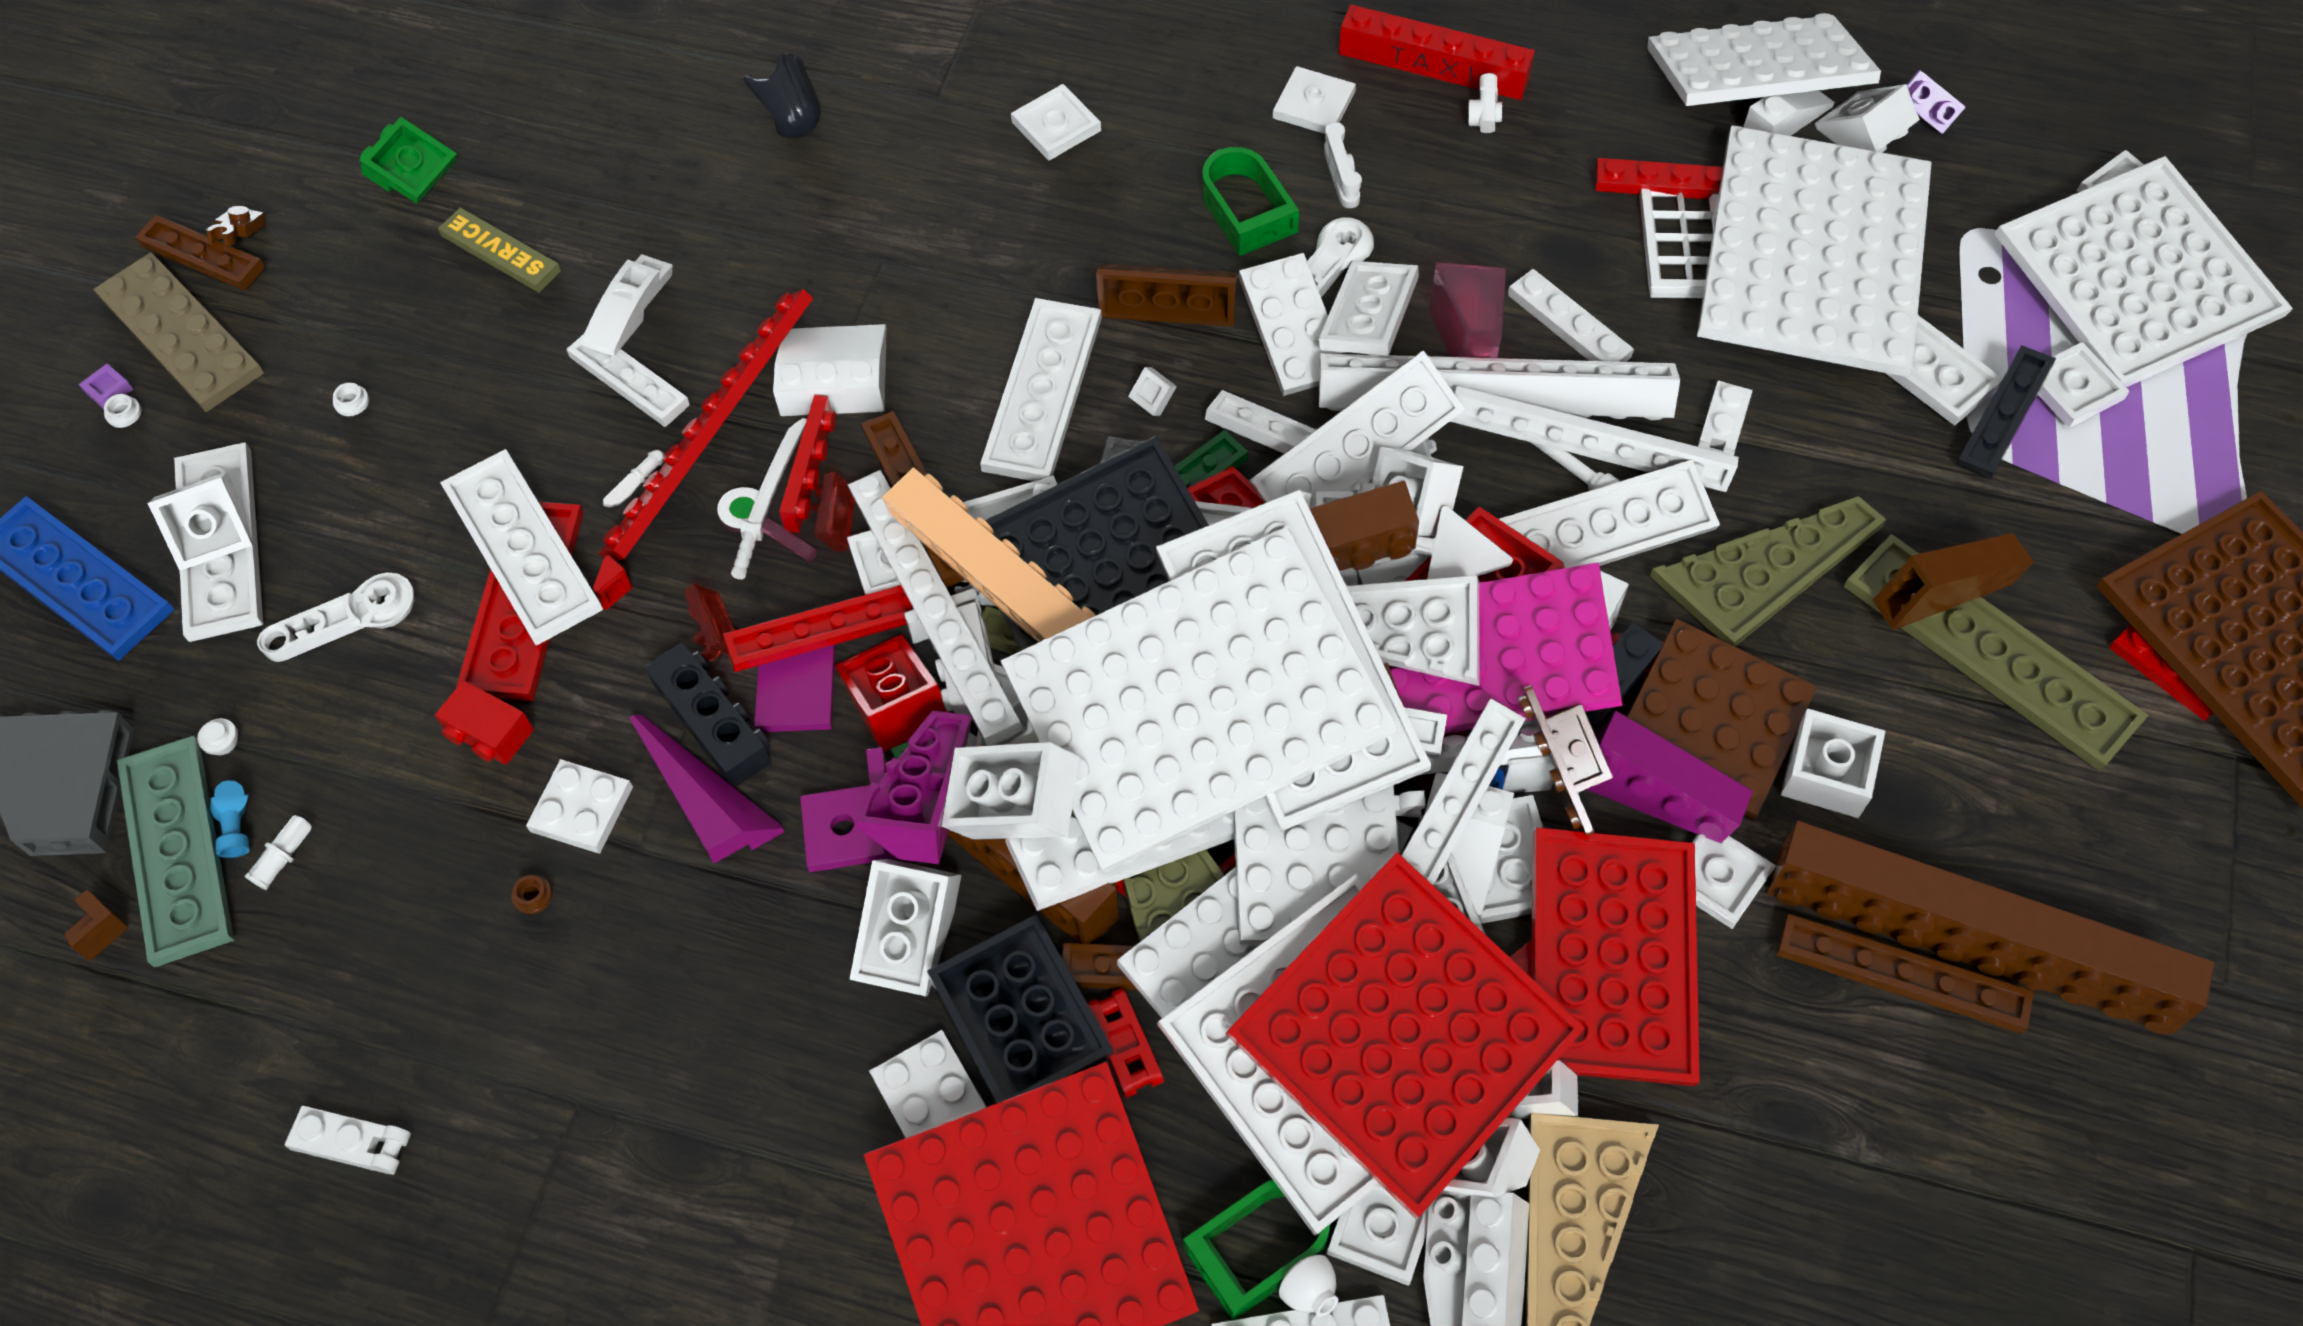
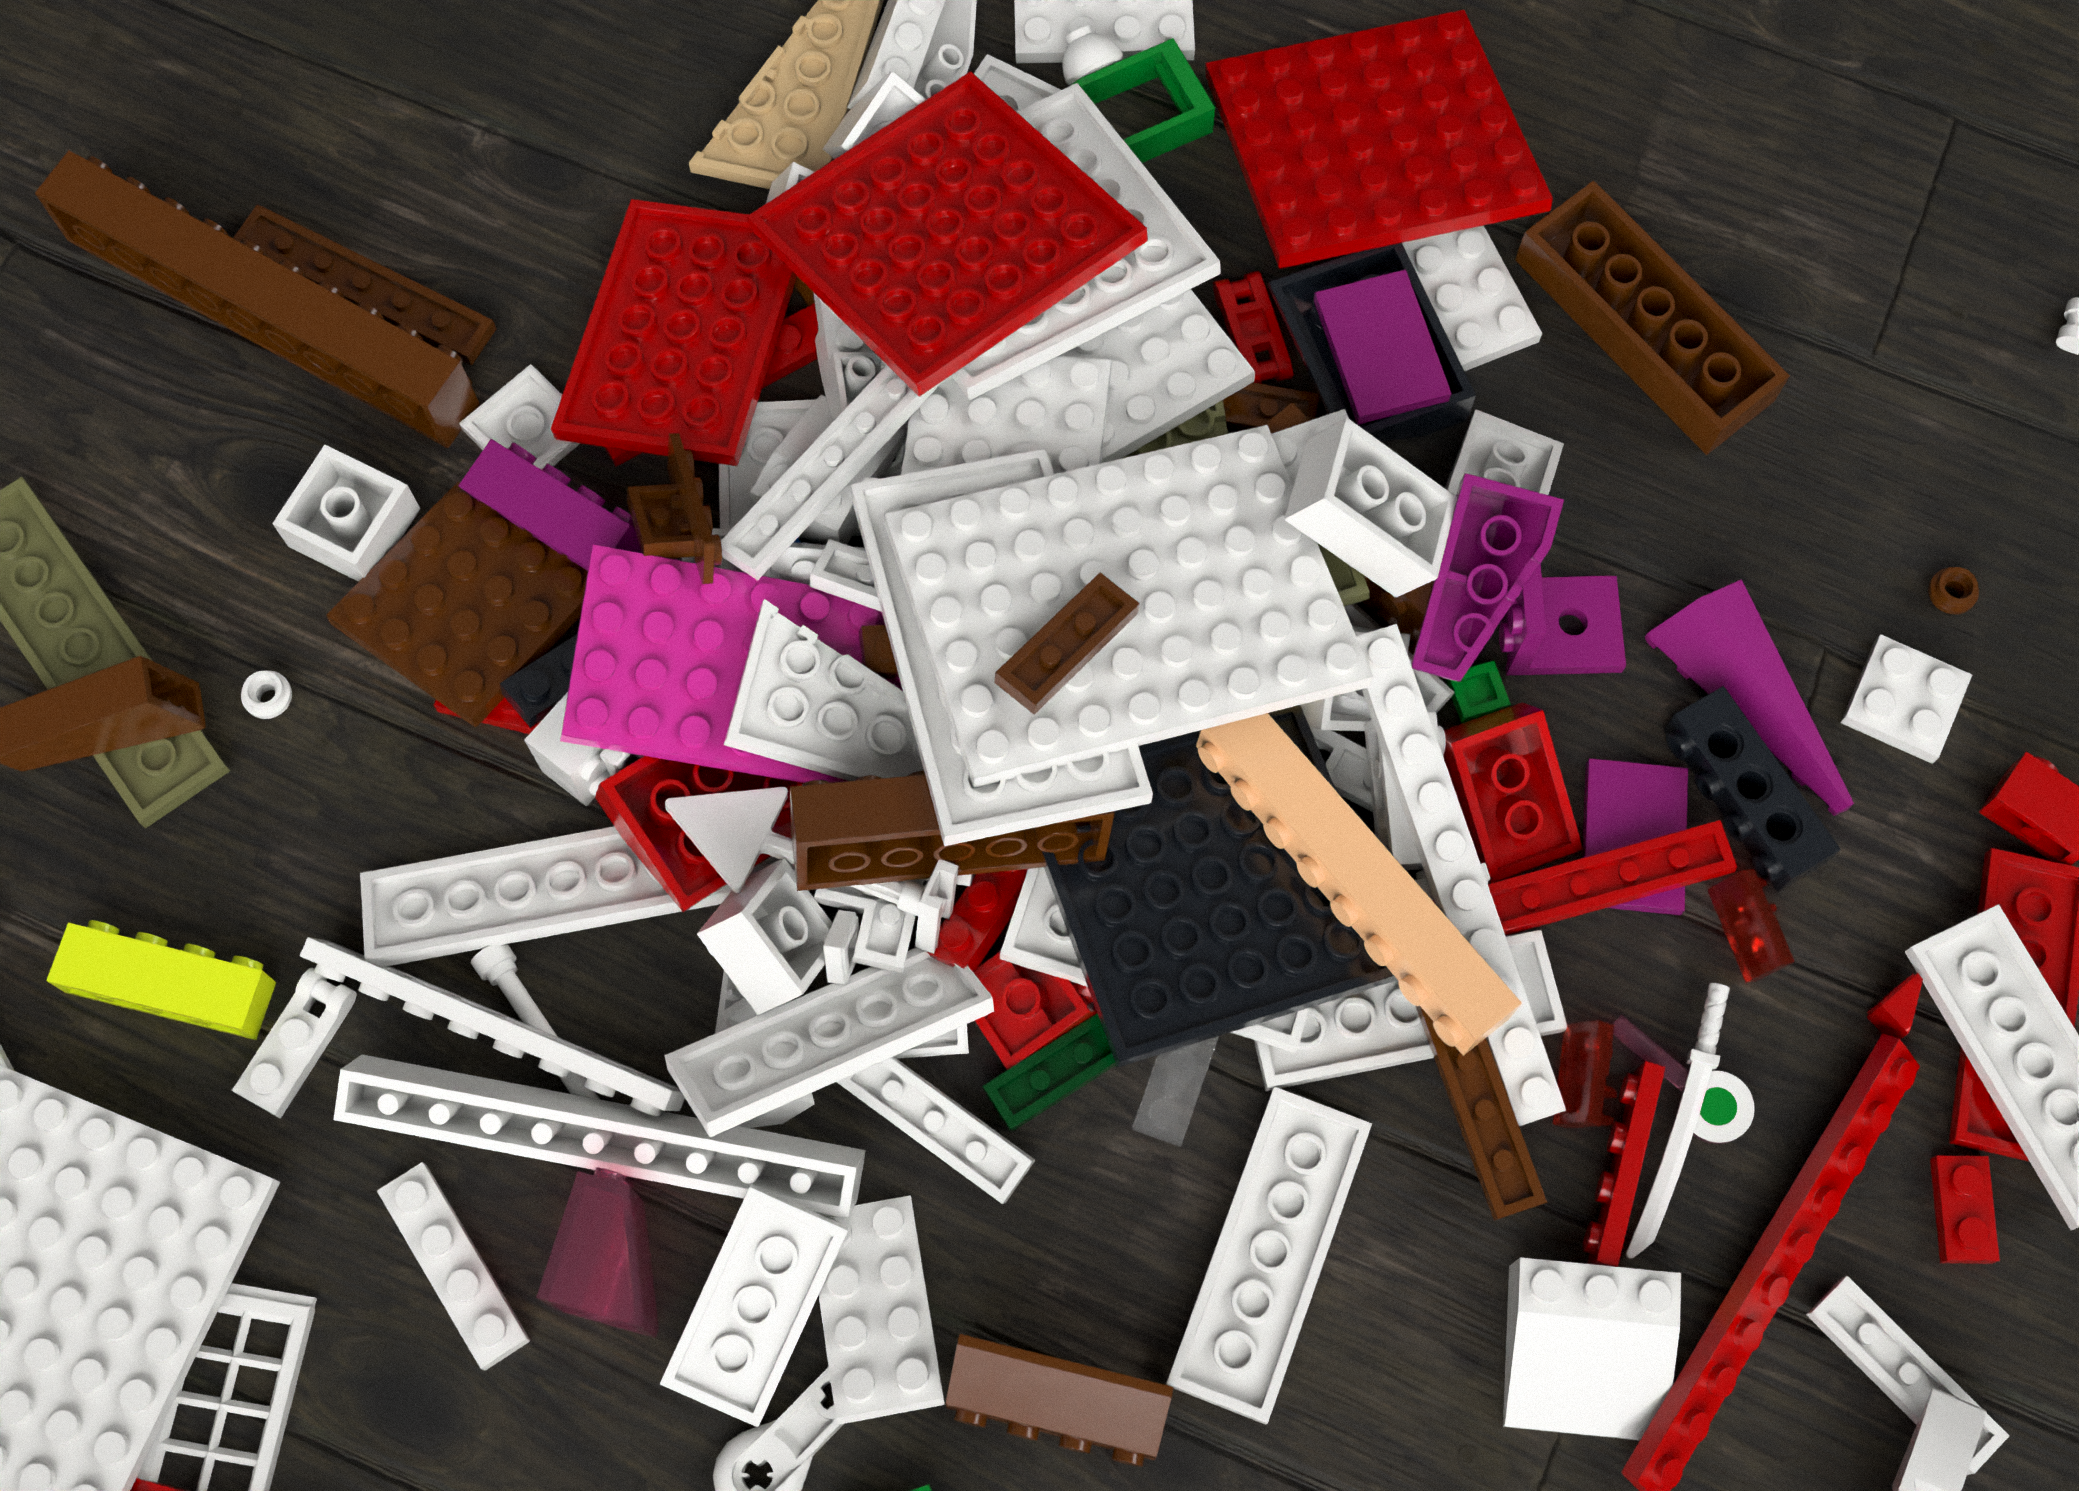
camera: 175 degrees left, 10 degrees up
(578, 474) = (1964, 1209): none -> red plate
(634, 479) = (1881, 1186): white piece -> none
(774, 1086) = (1650, 317): none -> reddish brown brick
(1010, 996) = (1382, 347): none -> magenta tile
(1152, 391) = (1106, 1218): white plate -> none
(1234, 623) = (1066, 643): none -> reddish brown plate
(1762, 572) = (341, 796): olive wing -> none
(1828, 443) = (162, 979): none -> neon yellow brick
(1846, 632) = (258, 684): none -> white plate

